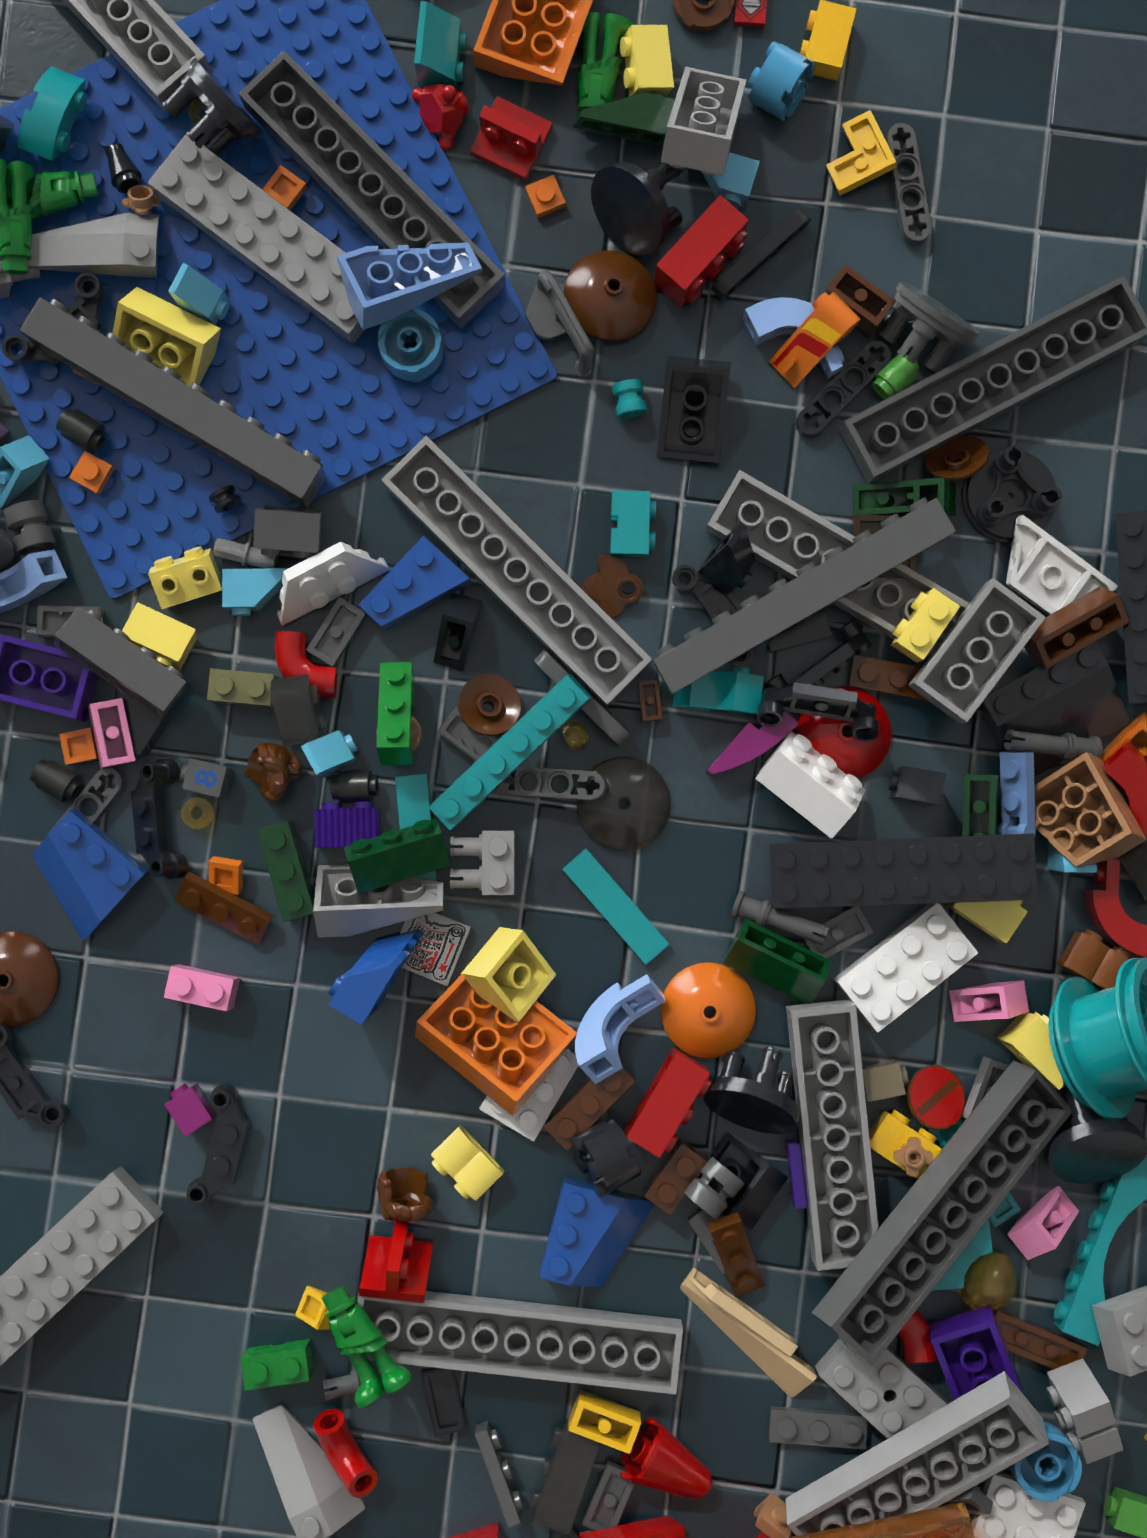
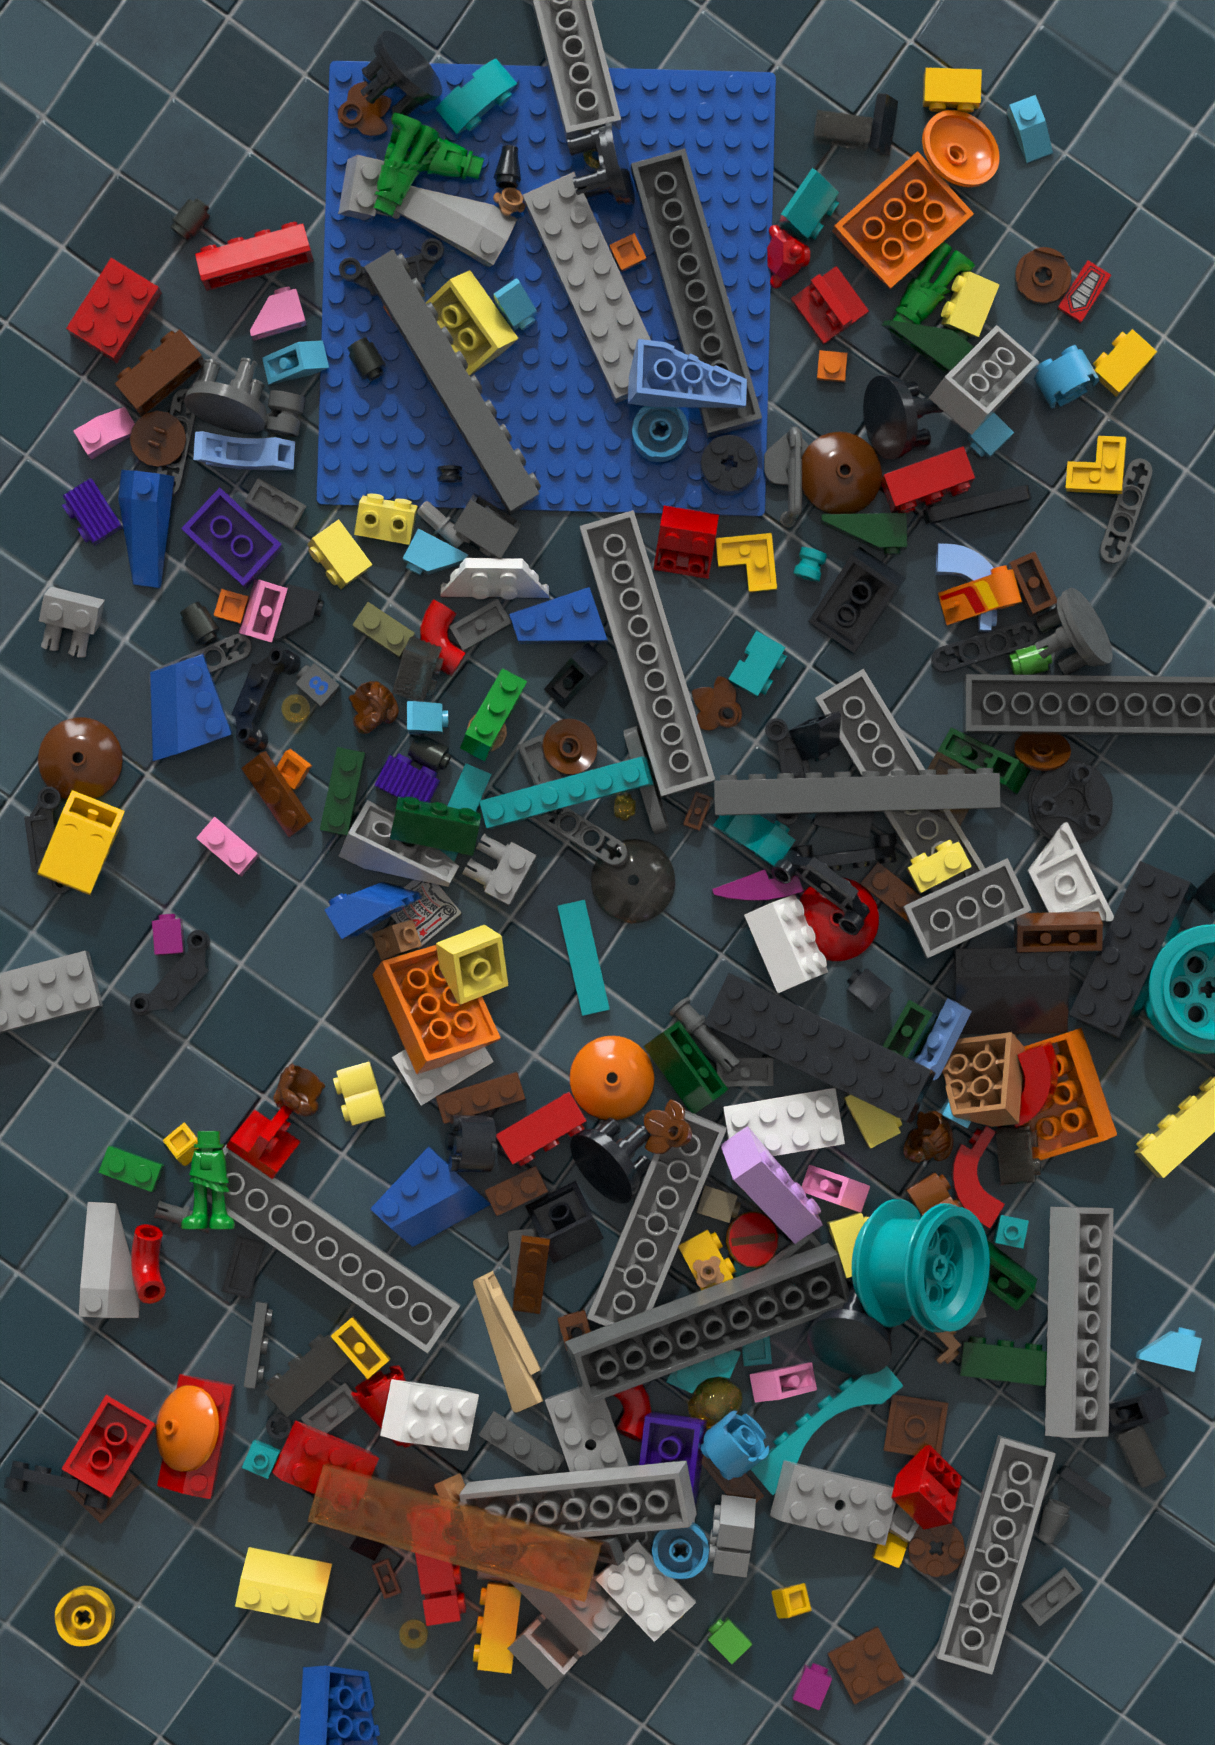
camera: 25 degrees right, 0 degrees up
(50, 1064) = (81, 842): none -> yellow slope
(91, 472) = (356, 396): orange plate -> none
(120, 662) = (301, 560): dark grey brick -> none
(420, 988) = (396, 939): none -> medium nougat bracket
(495, 442) = (686, 542): none -> red slope
(500, 324) = (714, 473): none -> black brick
(570, 417) = (755, 553): none -> yellow plate
(607, 1020) = (528, 1042): light blue arch -> none
(673, 332) = (877, 531): none -> dark green slope
(705, 1196) = (532, 1215): dark grey wheel -> none
(711, 1457) = (429, 1415): none -> white brick
(792, 1039) = (663, 1127): none -> reddish brown plate
(796, 1173) = (612, 1239): dark purple tile -> none
(800, 1275) = (569, 1321): none -> reddish brown brick
(928, 1036) = (770, 1185): none -> lavender wedge
(1035, 1317) = (735, 1445): none -> dark azure brick
(1056, 895) = (930, 1139): none -> reddish brown hair
(1066, 747) = (1001, 1021): dark grey pin -> none

